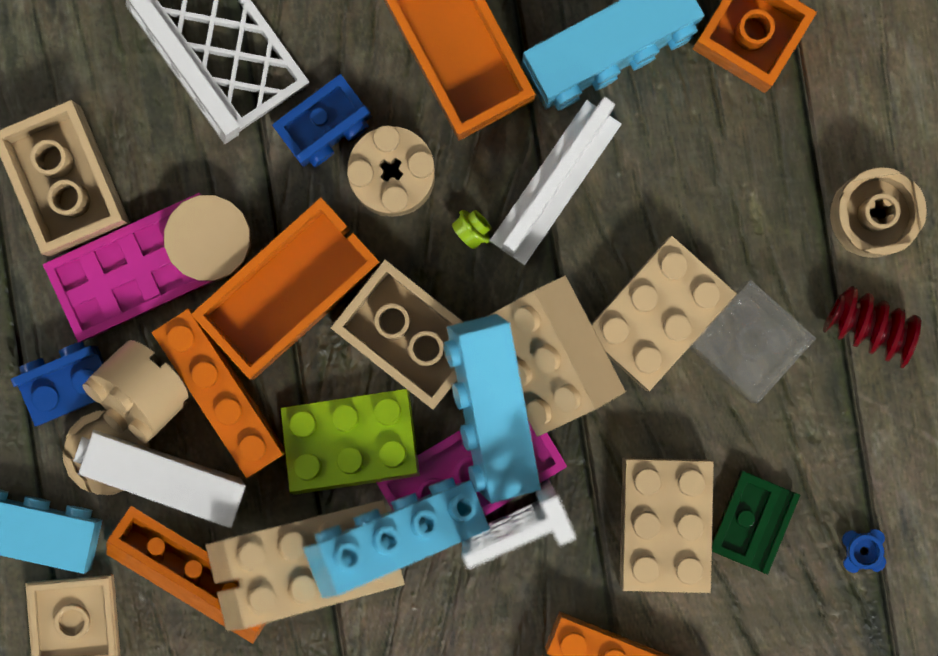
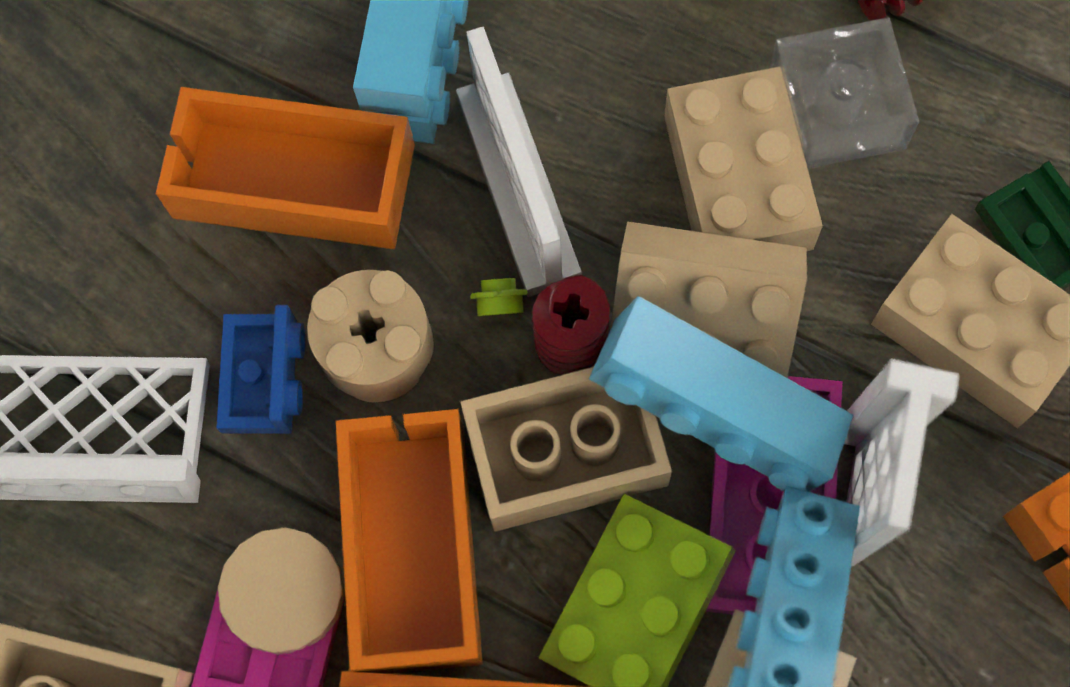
camera: 50 degrees left, 15 degrees down
(486, 272) = (570, 324): none -> dark red piece

